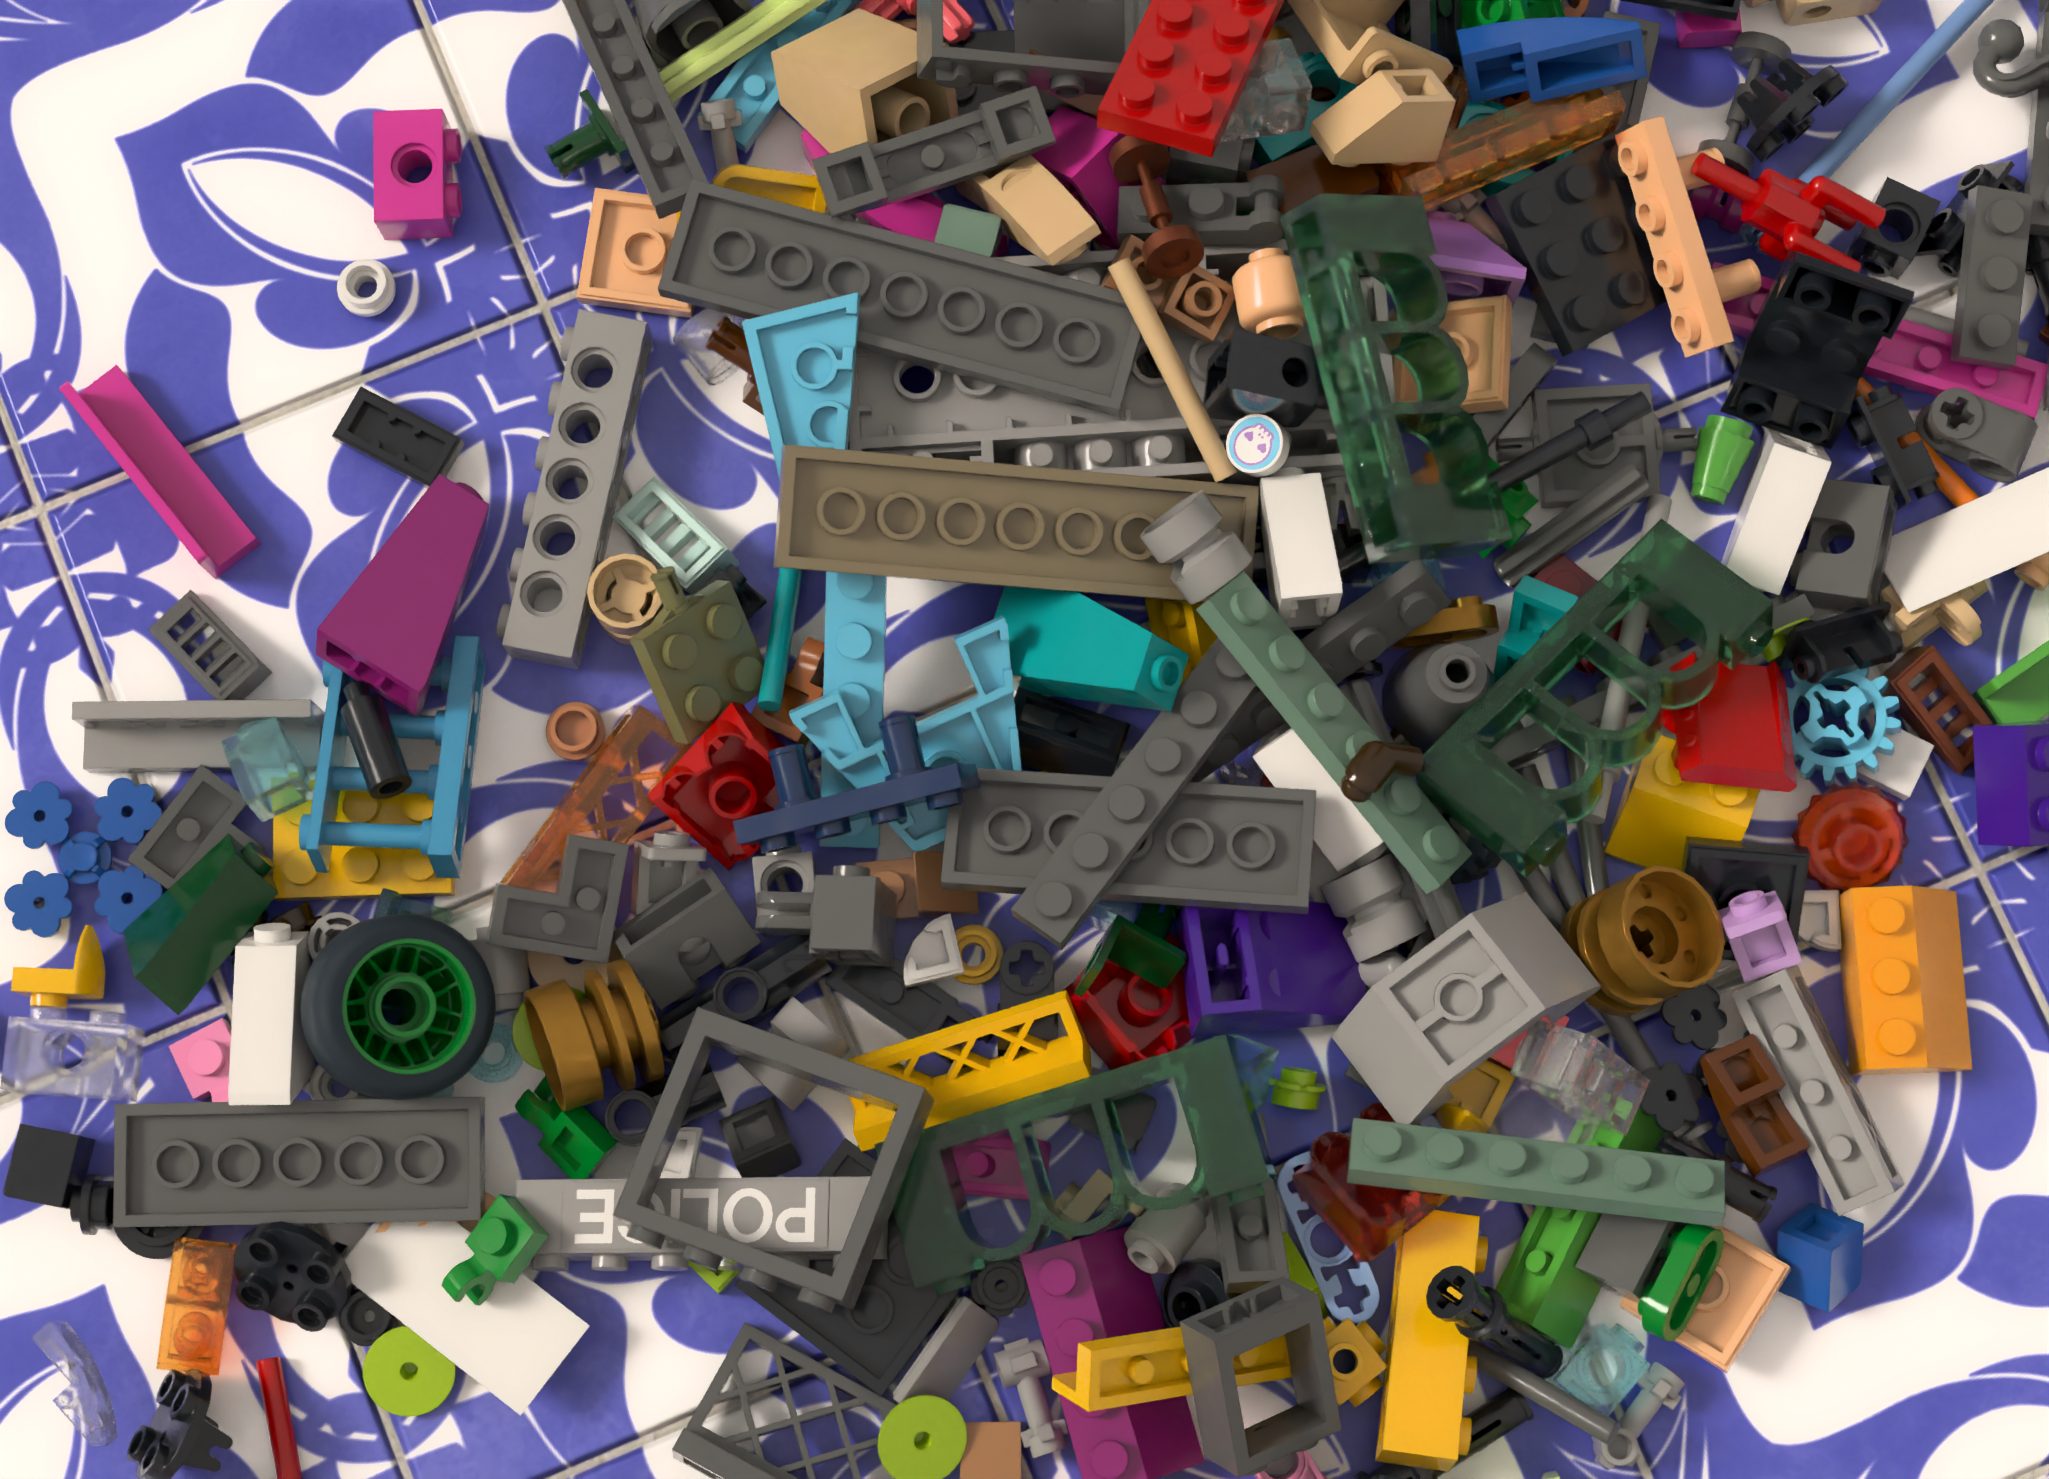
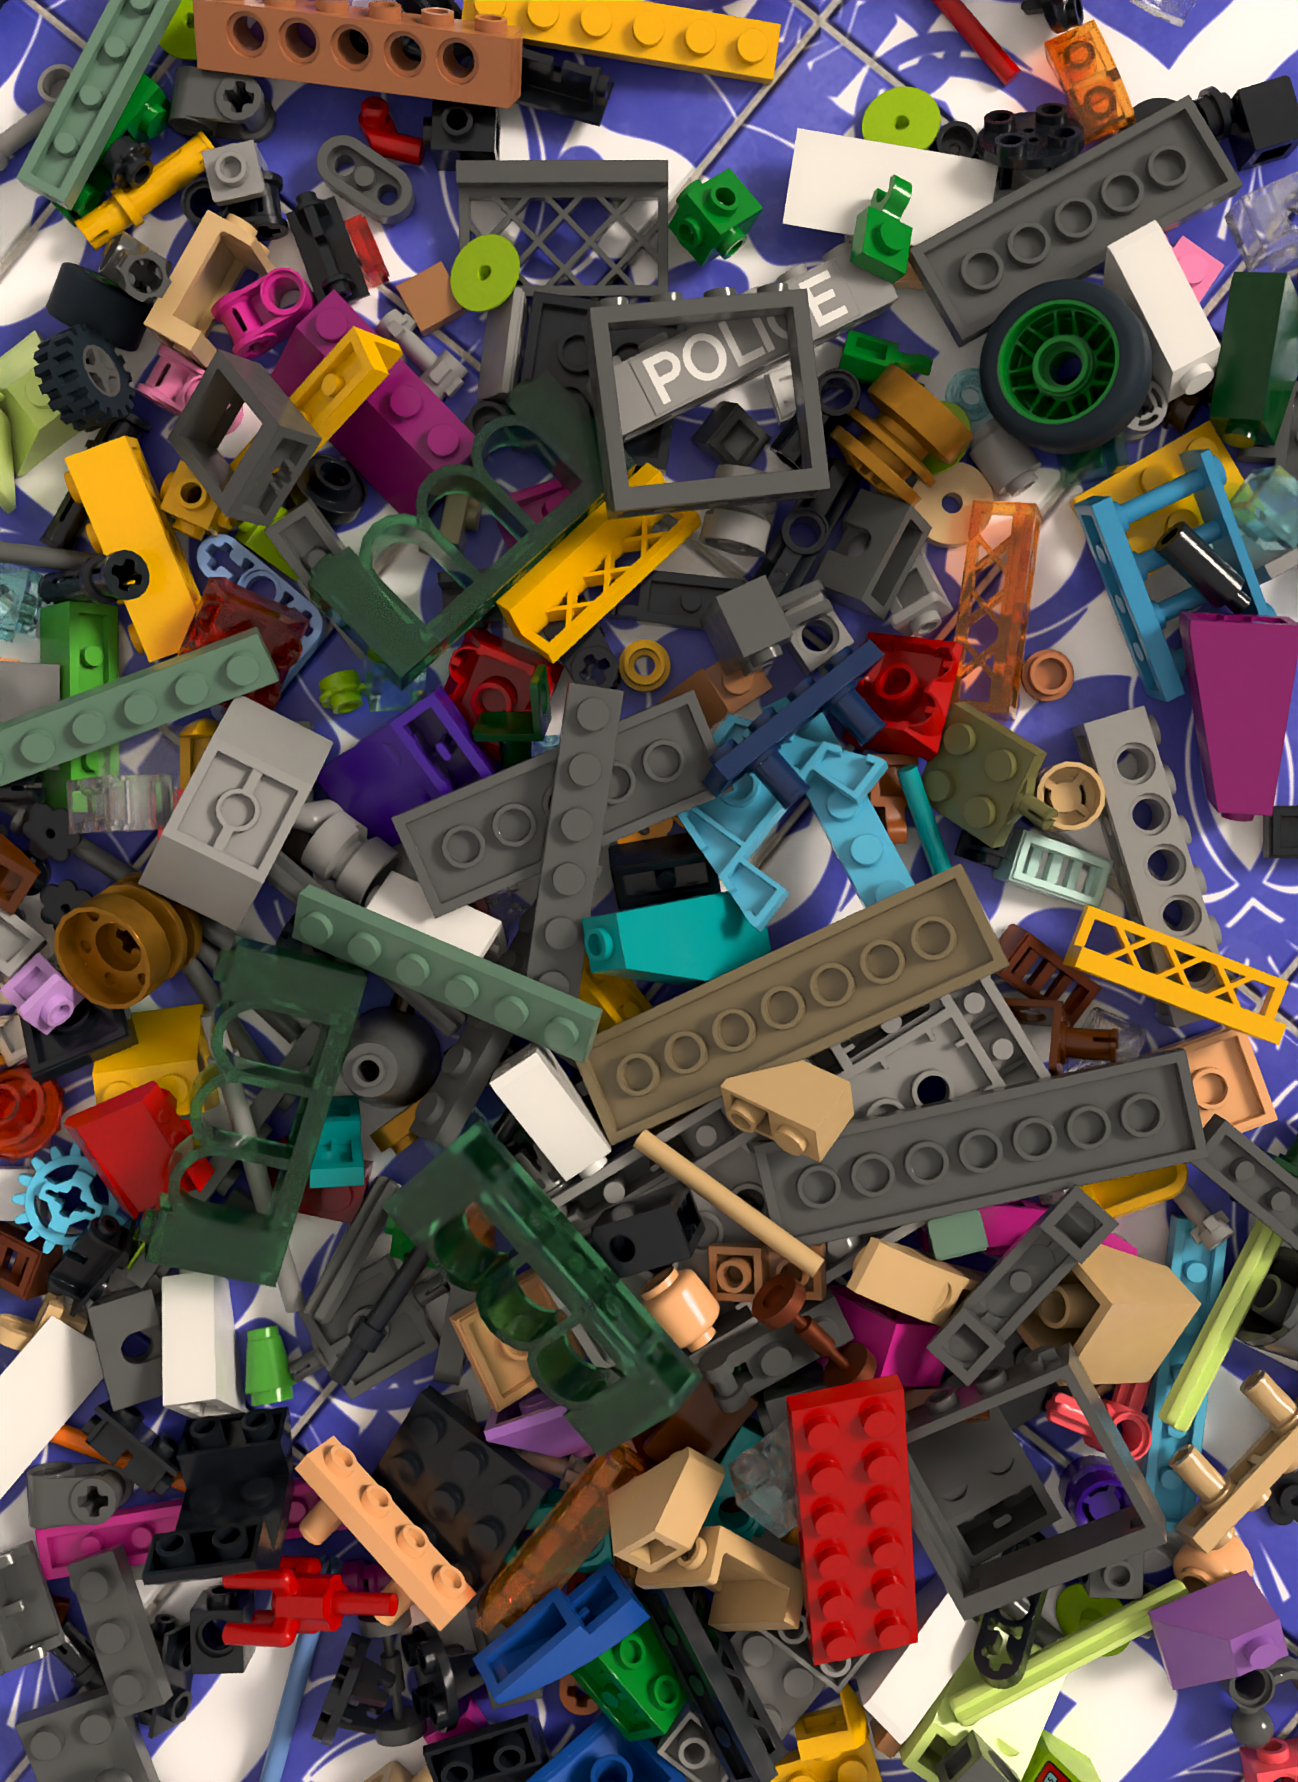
camera: 150 degrees right, 10 degrees up
(576, 918) = (967, 516): dark grey plate -> none
(634, 351) = (1180, 994): none -> yellow fence
(655, 1369) = (709, 226): none -> green brick
(756, 476) = (1022, 951): none -> copper slope
(806, 372) = (1023, 1040): medium azure wing -> none
(933, 954) = (673, 644): white tile -> none
(1061, 427) = (792, 1105): none -> tan slope
(1163, 1238) = (374, 508): light grey brick -> none
(1196, 547) = (635, 1066): light grey wheel -> none
(1257, 445) = (627, 1176): tile -> none
(1375, 764) = (394, 957): dark brown arm -> none
(1696, 80) = (440, 1676): none -> black plate

